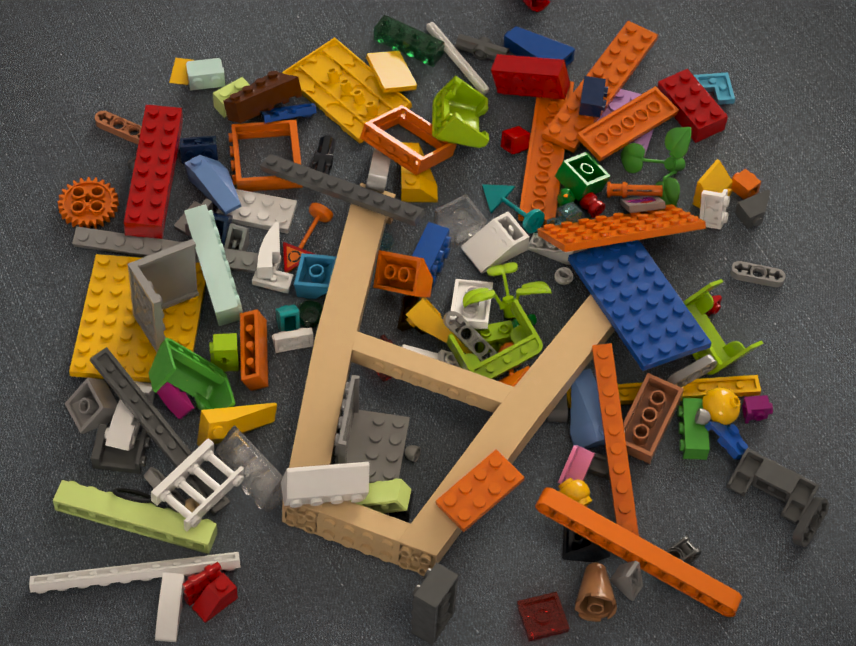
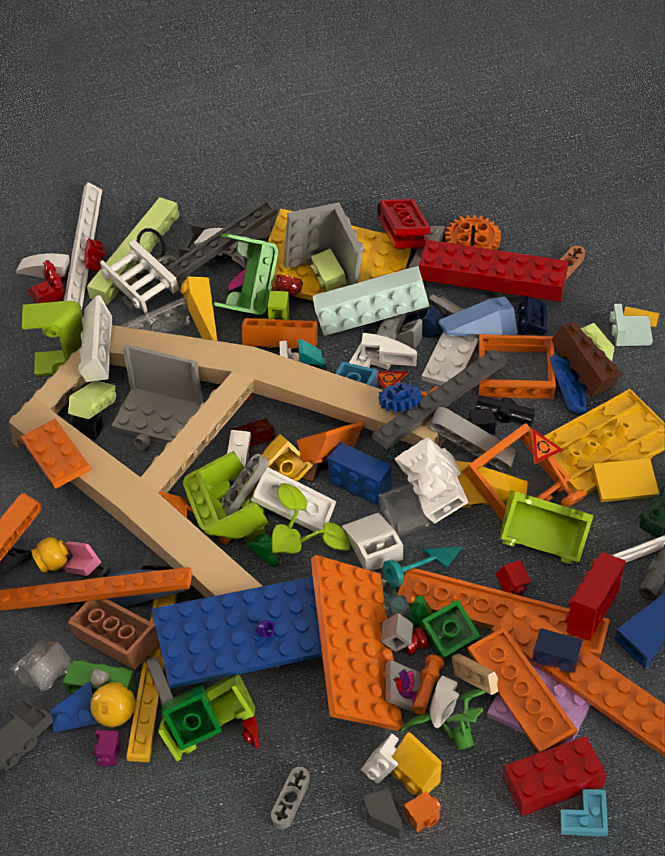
camera: 105 degrees right, 5 degrees down
(83, 255) = (403, 223): none -> red hinge
(140, 557) = (93, 254): none -> red slope
(176, 306) = (328, 269): none -> yellowish green brick
(197, 340) = (288, 284): none -> clear red hair
(310, 542) = (57, 320): none -> lime windscreen
(342, 171) = (483, 419): none -> black brick
(359, 211) = (399, 397): none -> blue gear
(420, 104) = (544, 449): none -> orange piece
(443, 184) = (434, 478): none -> white brick
(598, 206) = (396, 632): none -> light grey brick
(623, 152) = (475, 674): none -> tan plate
(642, 277) = (265, 628): none -> dark purple hinge
(655, 171) = (443, 701): none -> white slope
(699, 469) = (41, 665): none -> clear brick
(725, 335) = (191, 717): none -> green brick

